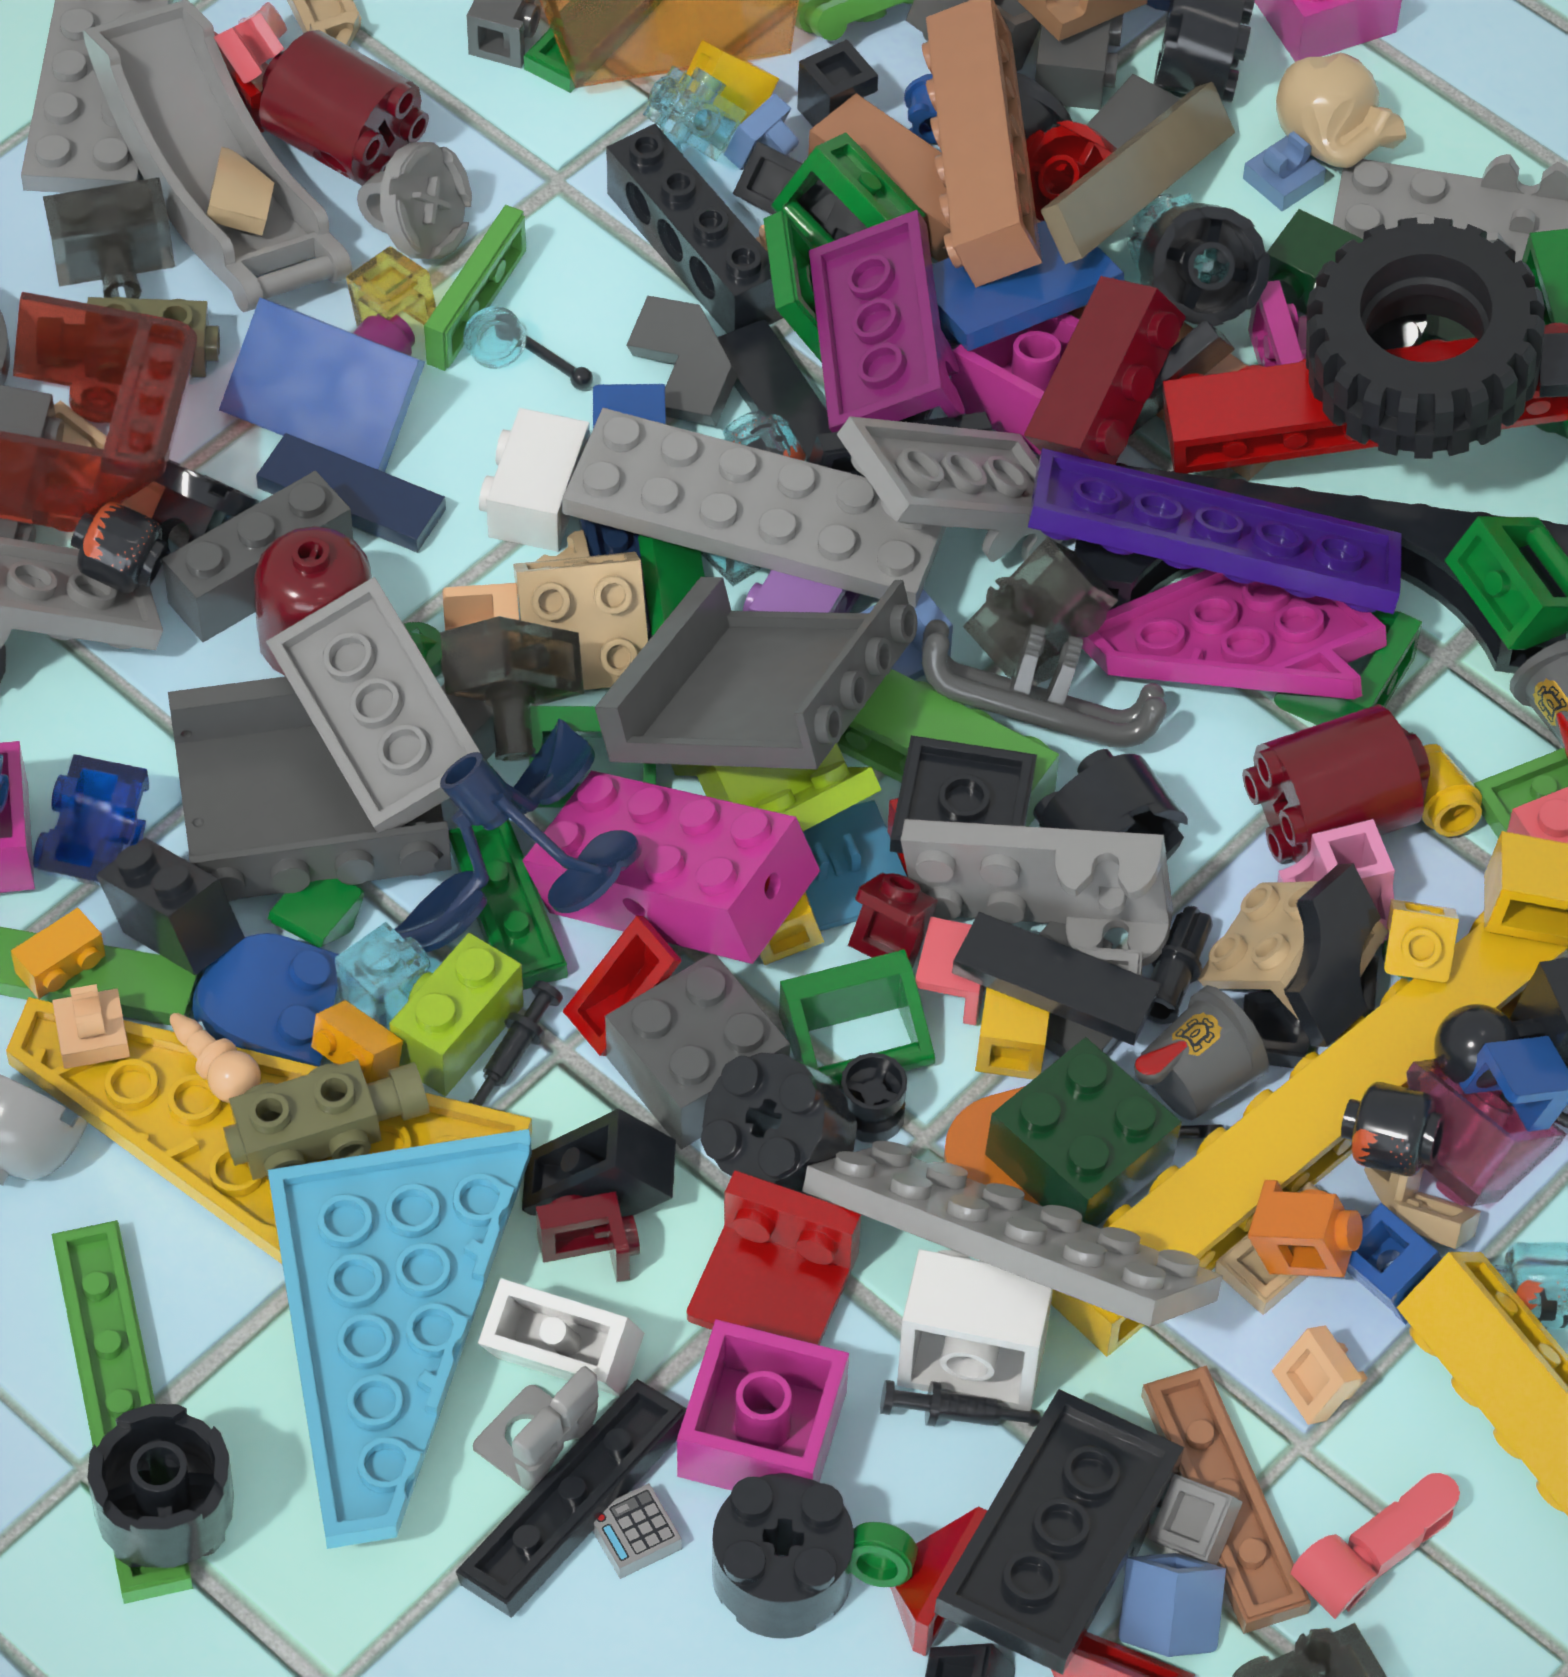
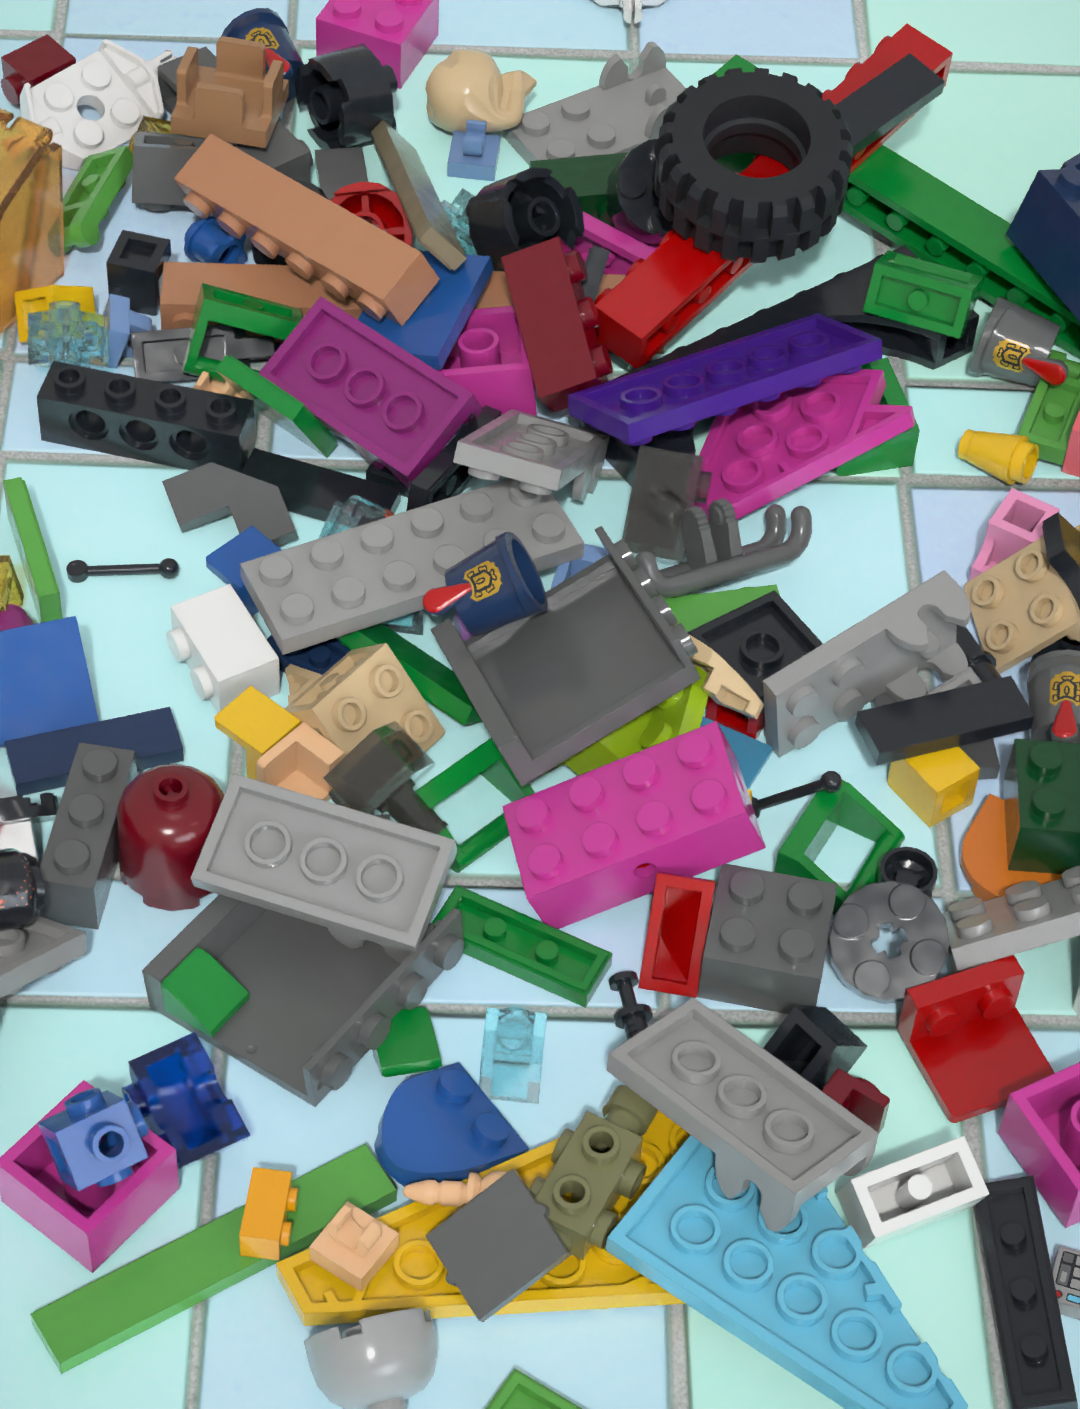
camera: 45 degrees left, 5 degrees down
(170, 905) = (316, 1115): black brick -> none
(183, 1110) = (498, 1245): none -> dark grey piece
(205, 747) = (202, 993): none -> green slope
(348, 1034) = (547, 1107): light orange piece -> none
(458, 1012) = (581, 1034): lime brick -> none
(471, 1149) = (744, 1108): none -> light grey hinge
(481, 554) = (255, 724): none -> yellow panel
(490, 802) = (481, 825): dark blue plant -> none
(494, 337) = (81, 579): clear light blue tile -> none
(543, 1438) = (983, 1246): light grey piece -> none
(772, 572) = (491, 587): none -> dark blue hat
(885, 954) = (829, 782): none -> black hinge
(886, 788) = (724, 683): none -> tan slope
(891, 916) = (790, 759): dark red bracket -> none
(936, 965) = (852, 760): coral panel -> none
(1114, 796) = (856, 588): black brick -> none
(1338, 777) = (953, 487): dark red cylinder -> none

